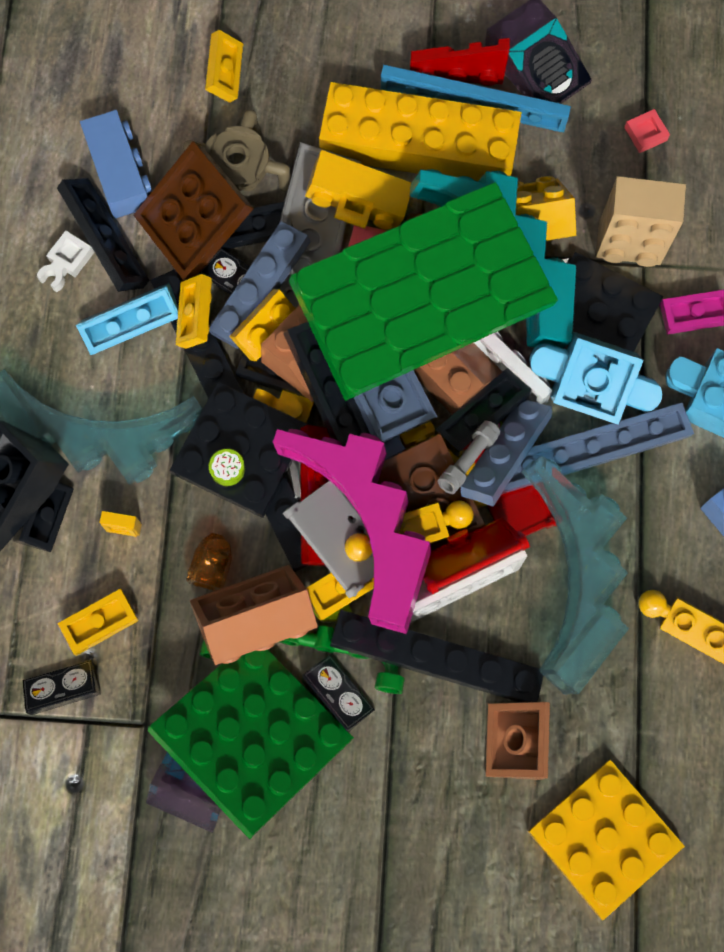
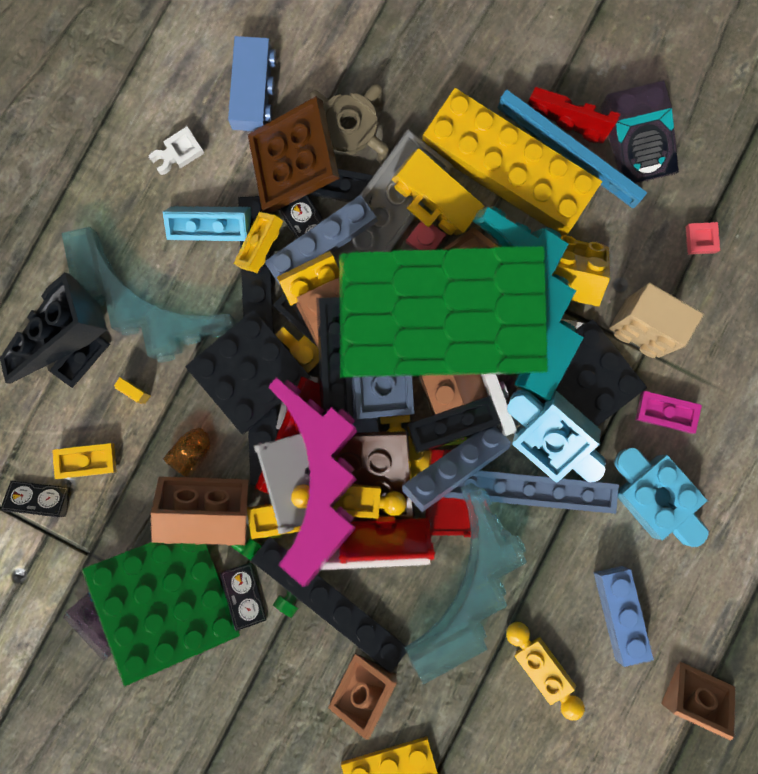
camera: 25 degrees right, 10 degrees up
(103, 234) = (215, 141): black plate -> none
(224, 66) = (375, 33): yellow plate -> none
(227, 467) = (228, 386): tile -> none
(455, 475) = (401, 474): light grey bar -> none

